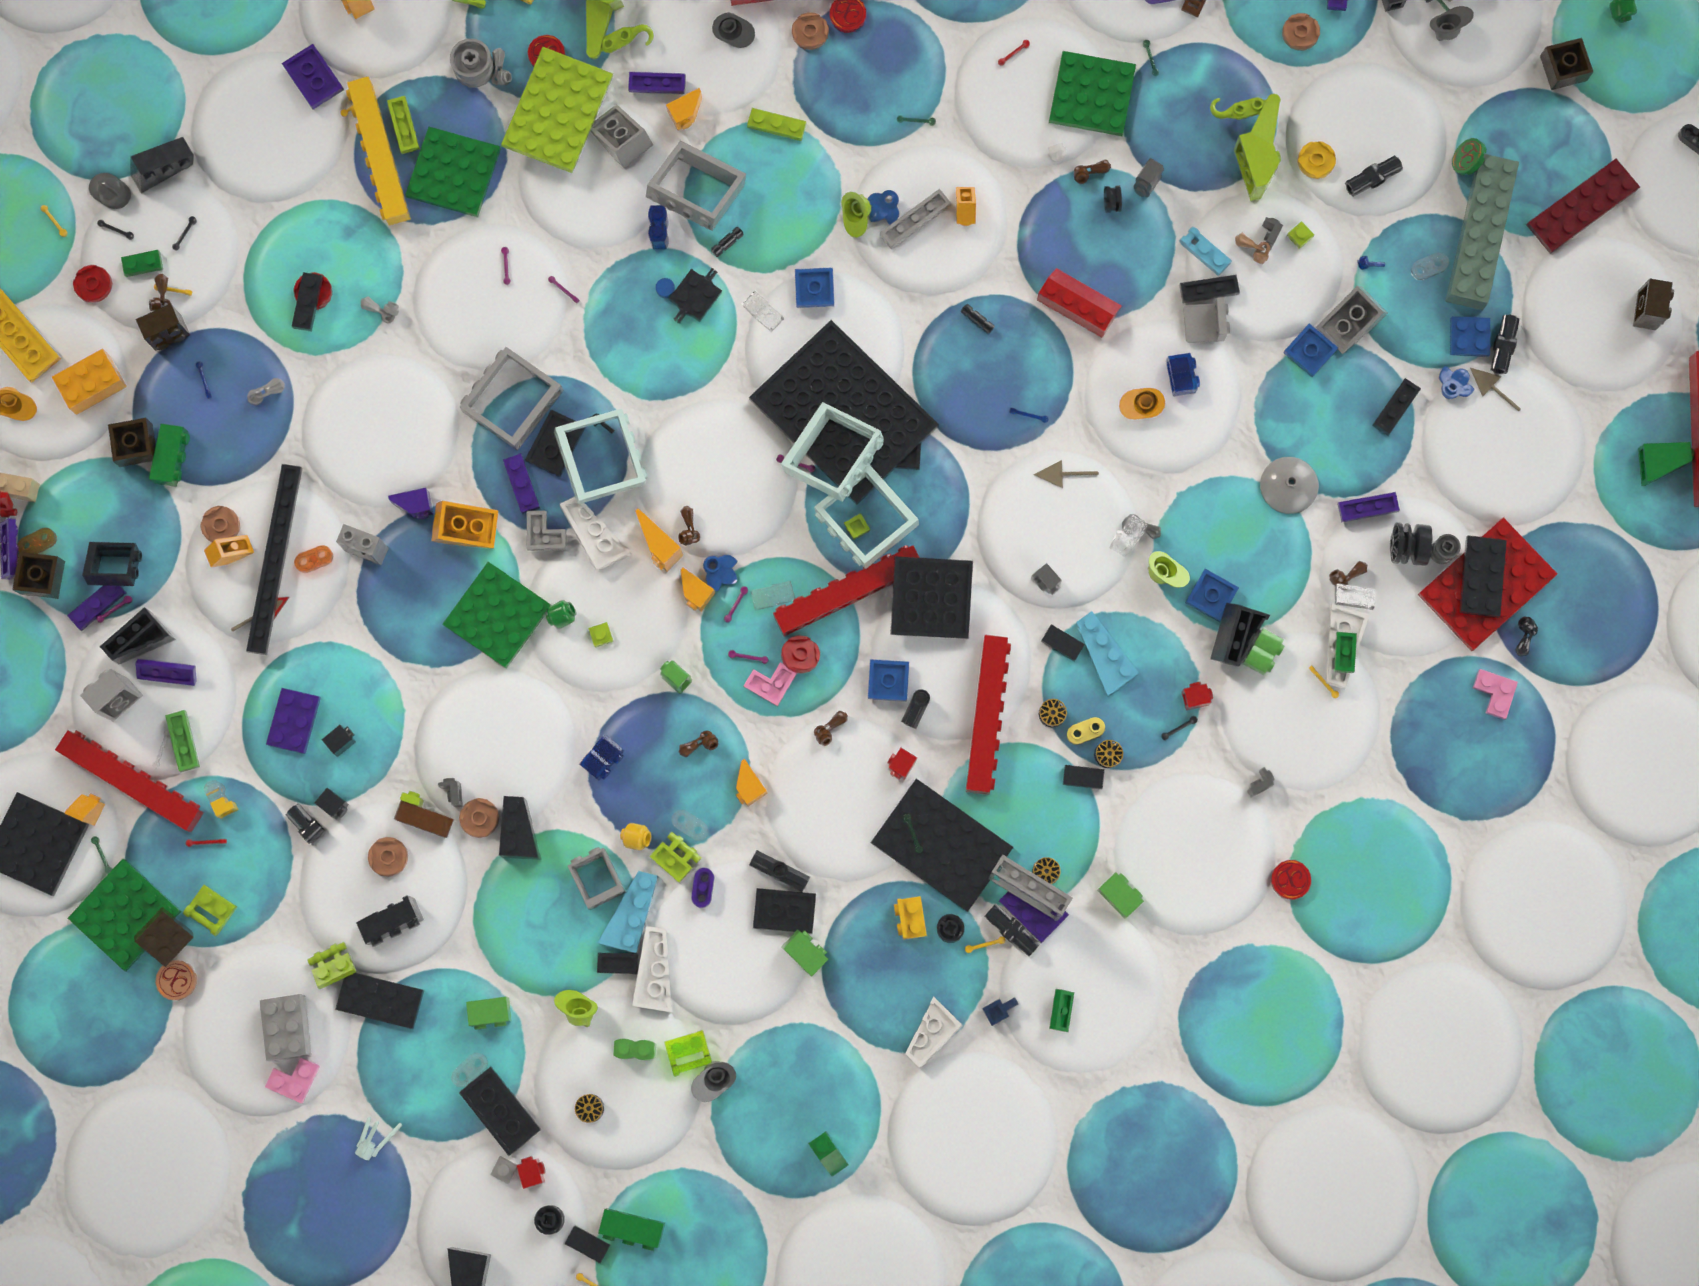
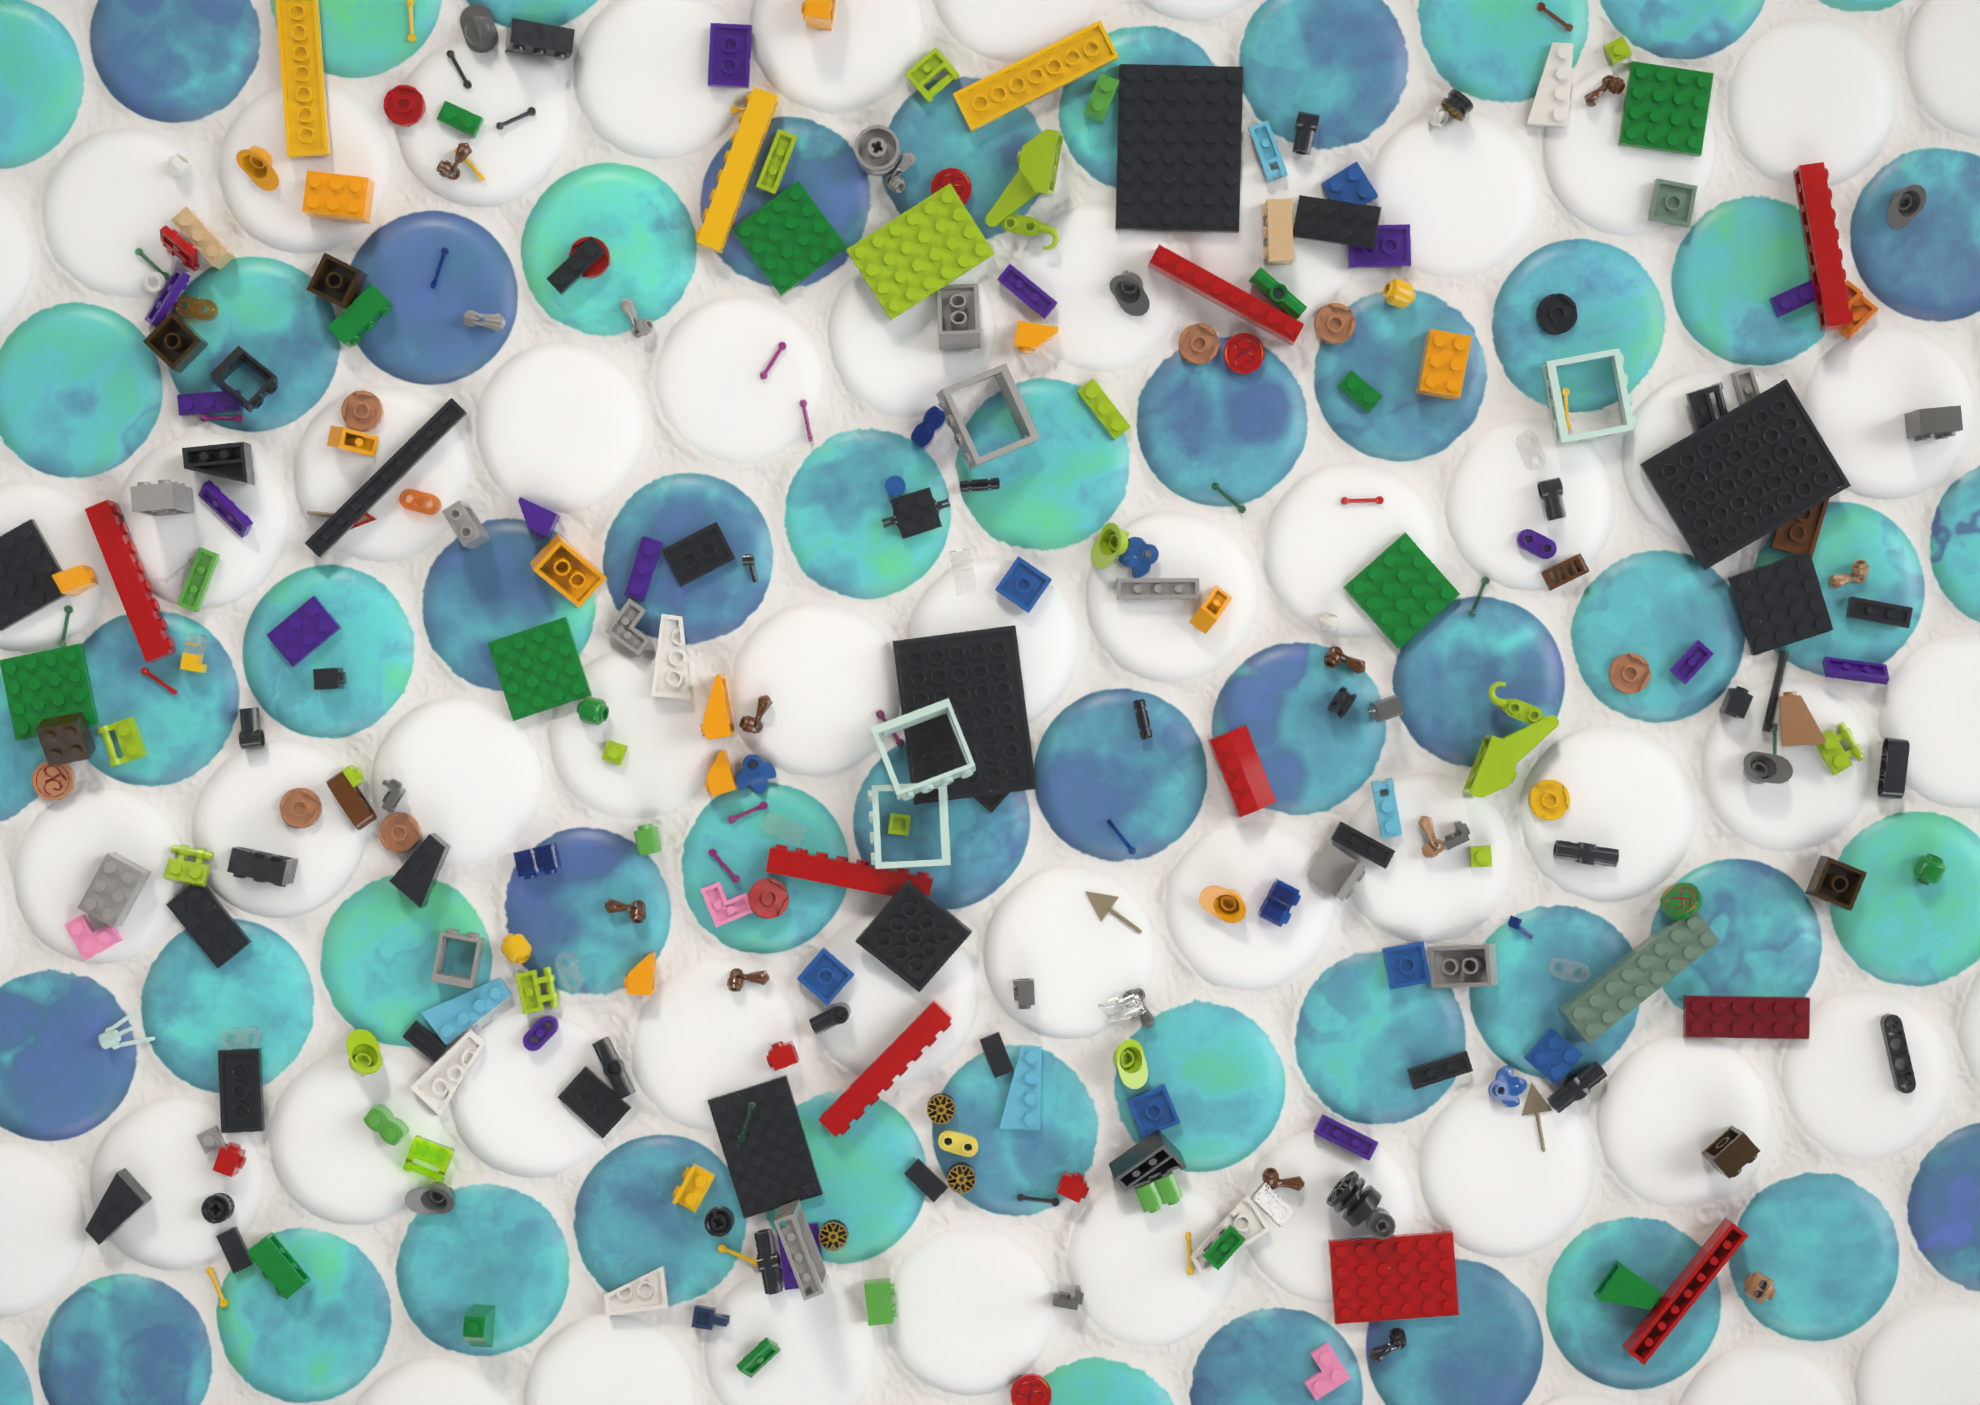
camera: 35 degrees right, 10 degrees up
(163, 327) = (434, 196): dark brown brick -> none
(332, 804) = (285, 729): black brick -> none
(488, 1011) = (289, 1002): bright green brick -> none
(534, 417) = (696, 519): light grey window -> none
(580, 495) = (693, 588): light aqua window -> none
(589, 1108) = (315, 1143): wheel -> none
(804, 952) = (583, 1151): bright green brick -> none
(1284, 496) = (1284, 1055): light grey dish -> none
(1483, 576) = (1392, 1271): black plate -> none

